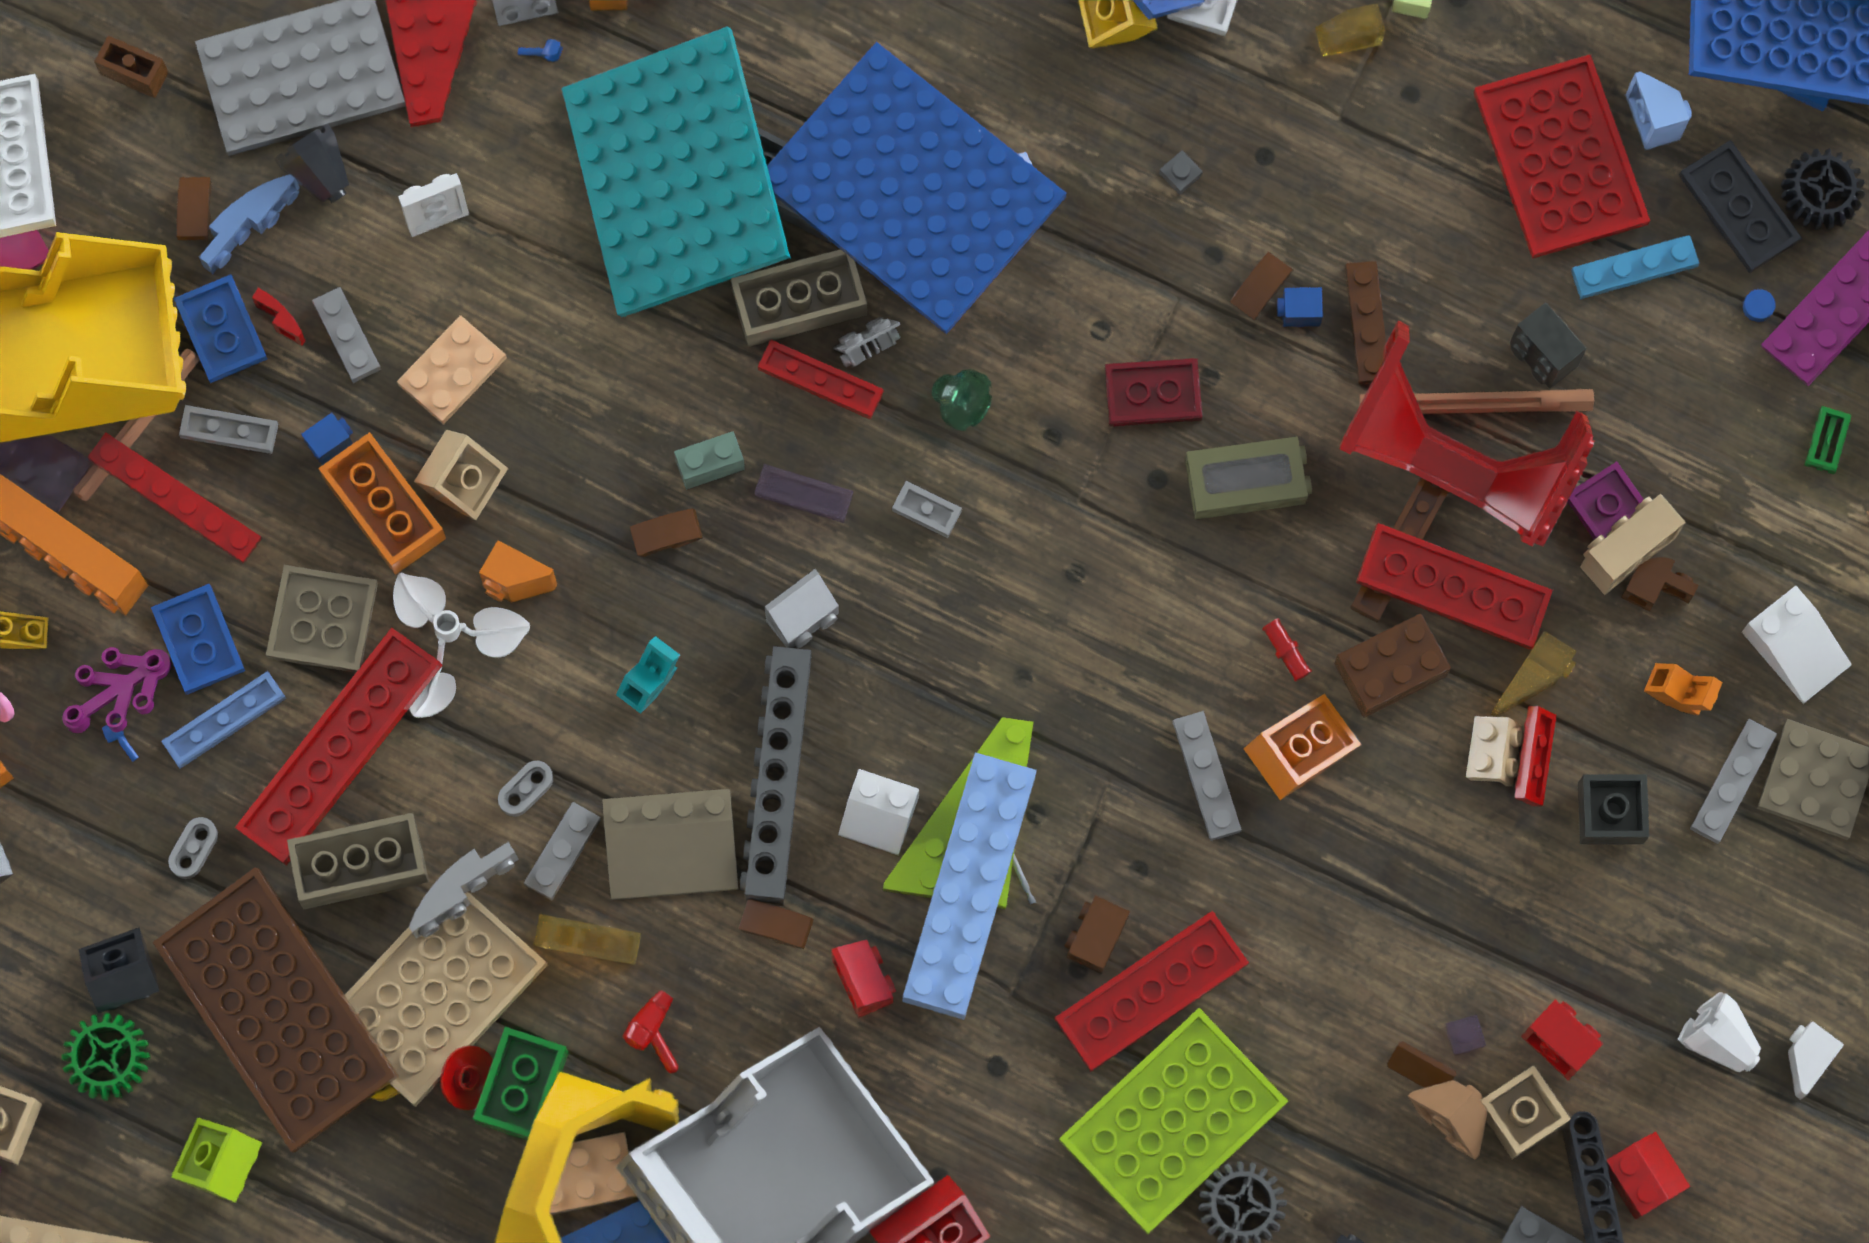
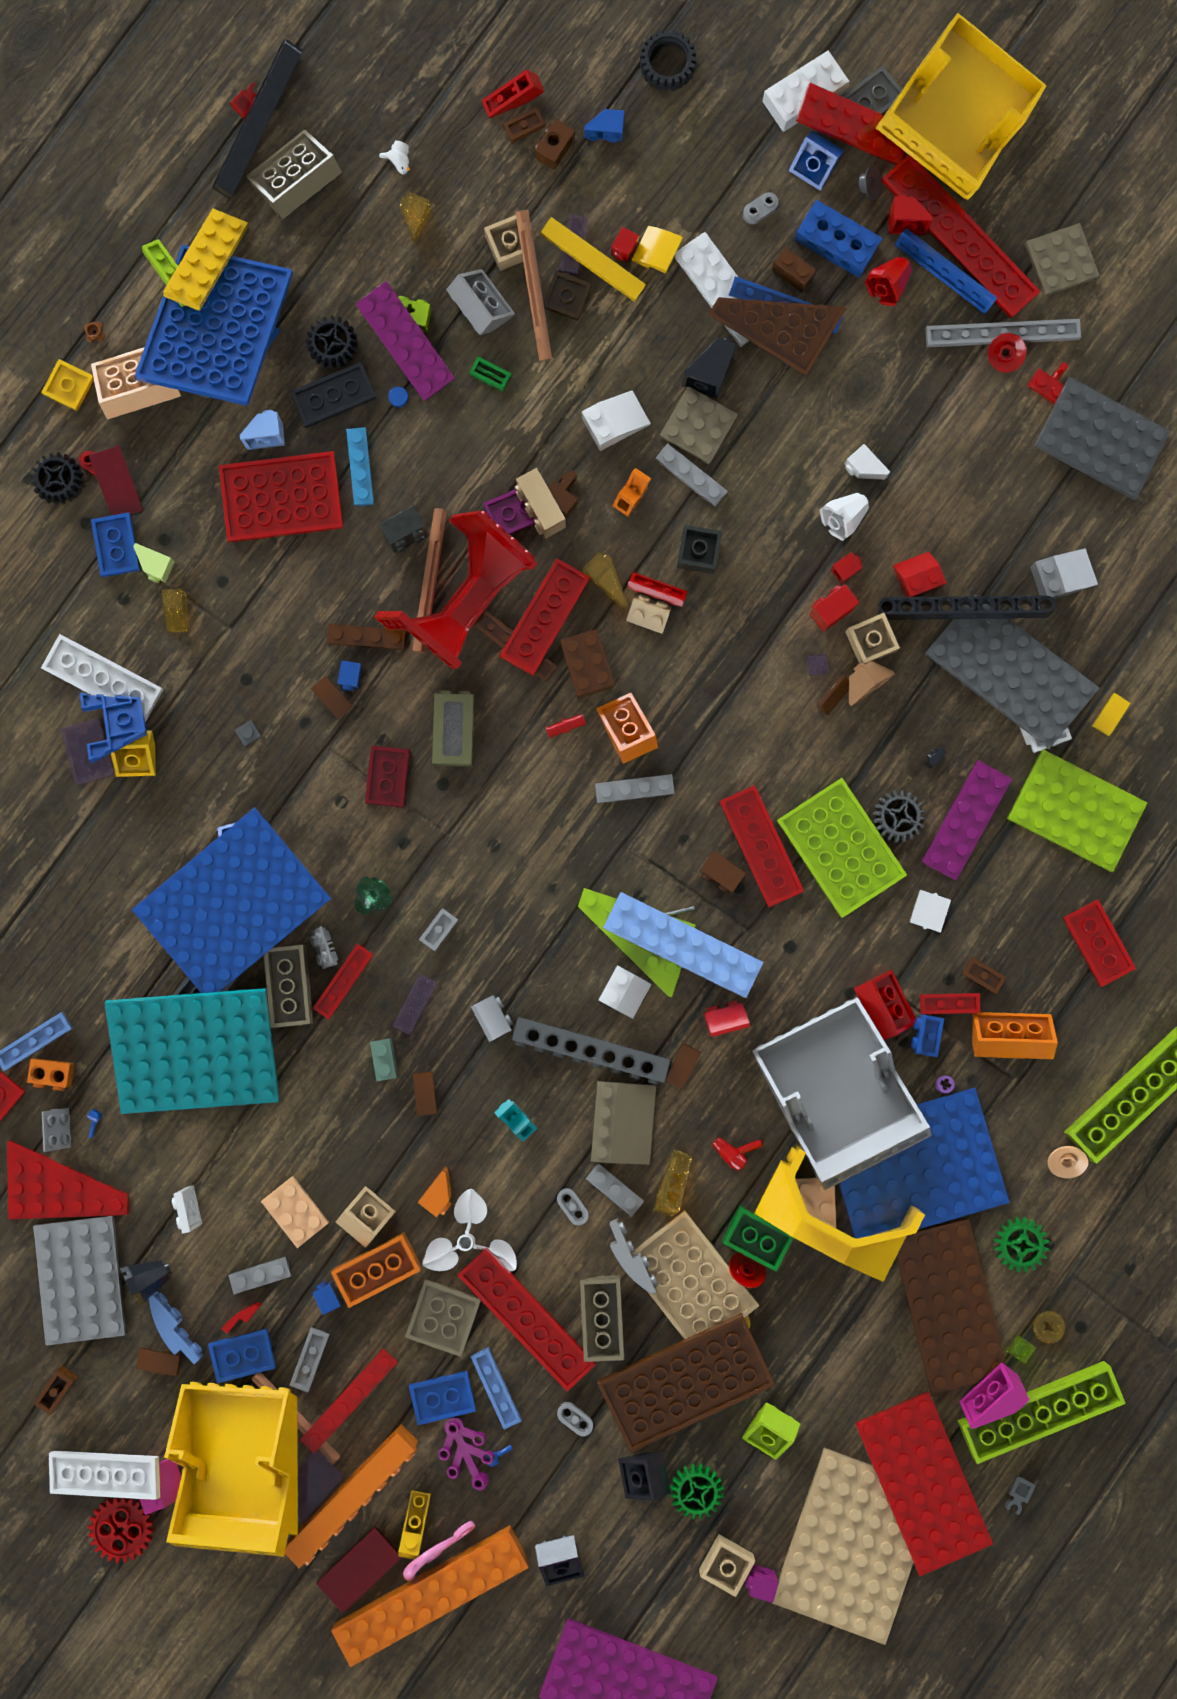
camera: 80 degrees left, 10 degrees up
(1634, 1055) = (847, 567): none -> red brick

